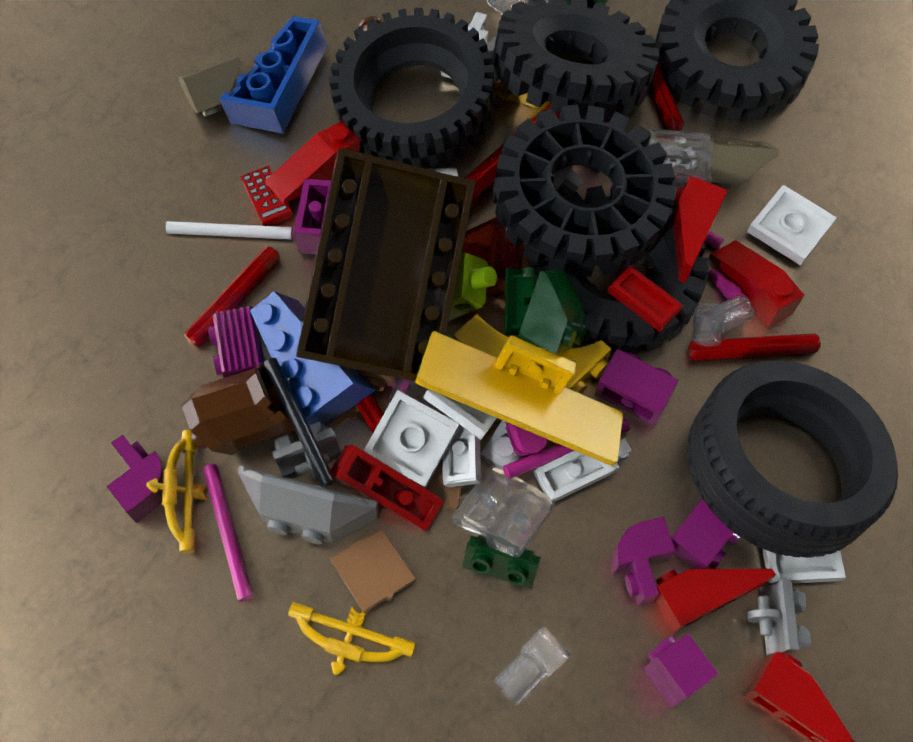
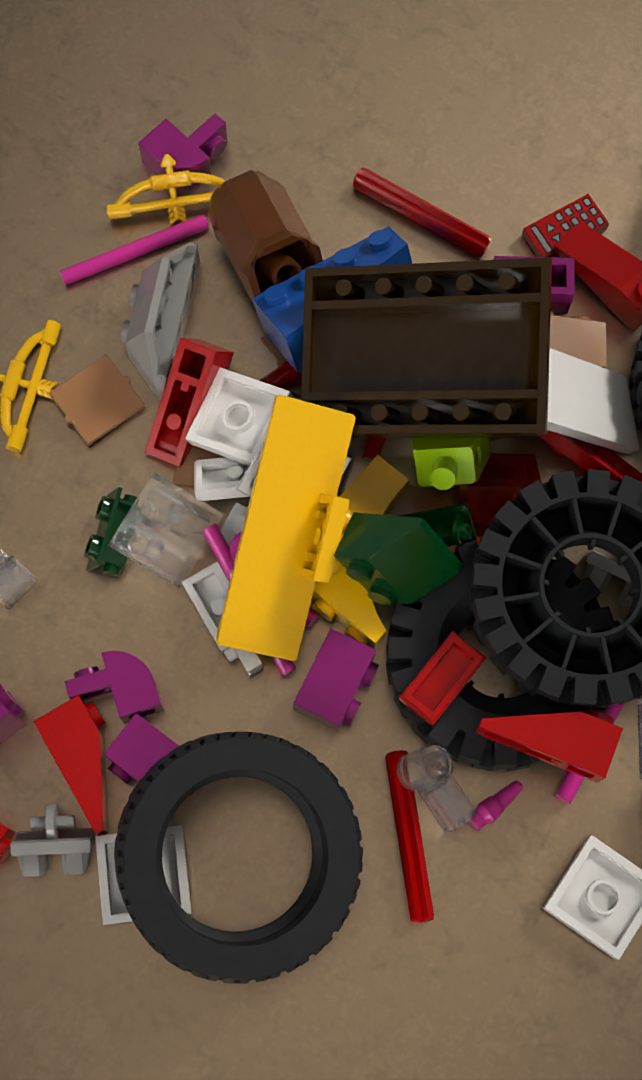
camera: 85 degrees right, 10 degrees up
(229, 230) = (511, 190): white bar -> none
(236, 340) = (349, 220): magenta brick -> none
(292, 457) = (219, 316): light grey hips -> none
(299, 422) = (246, 292): black bar -> none
(765, 284) = (508, 840): red slope -> none

